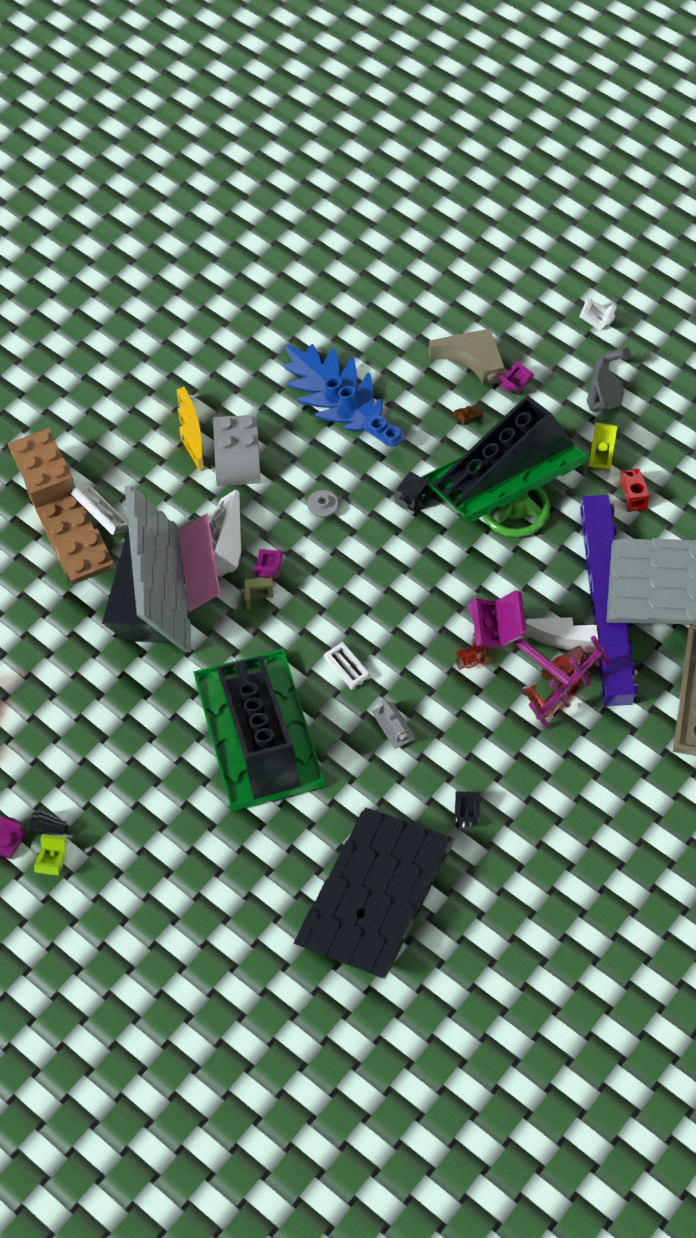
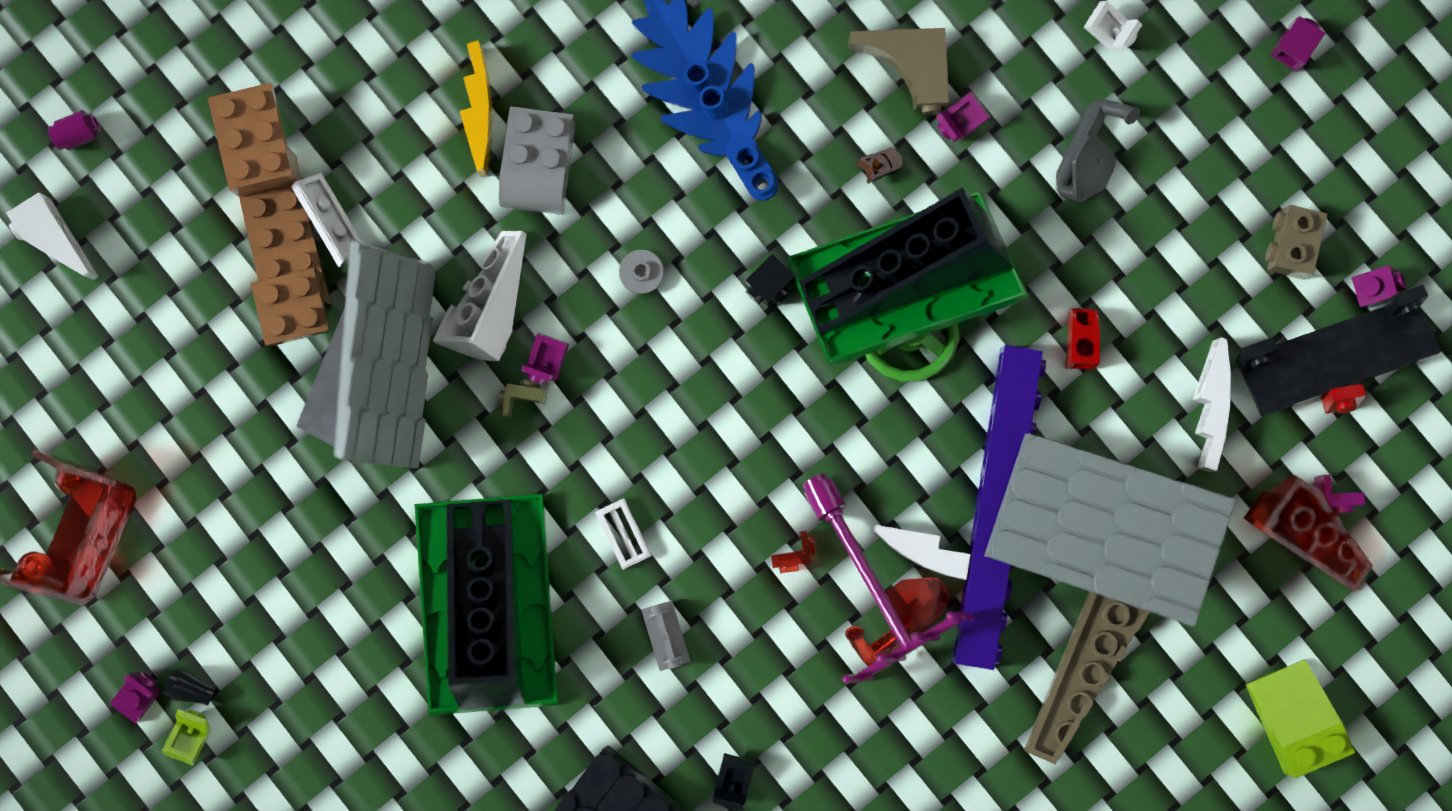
camera: 10 degrees right, 25 degrees up
(198, 562) = (448, 342): bright pink piece -> none
(499, 620) = (836, 533): magenta bracket -> none
(602, 445) = (1057, 262): neon yellow slope -> none

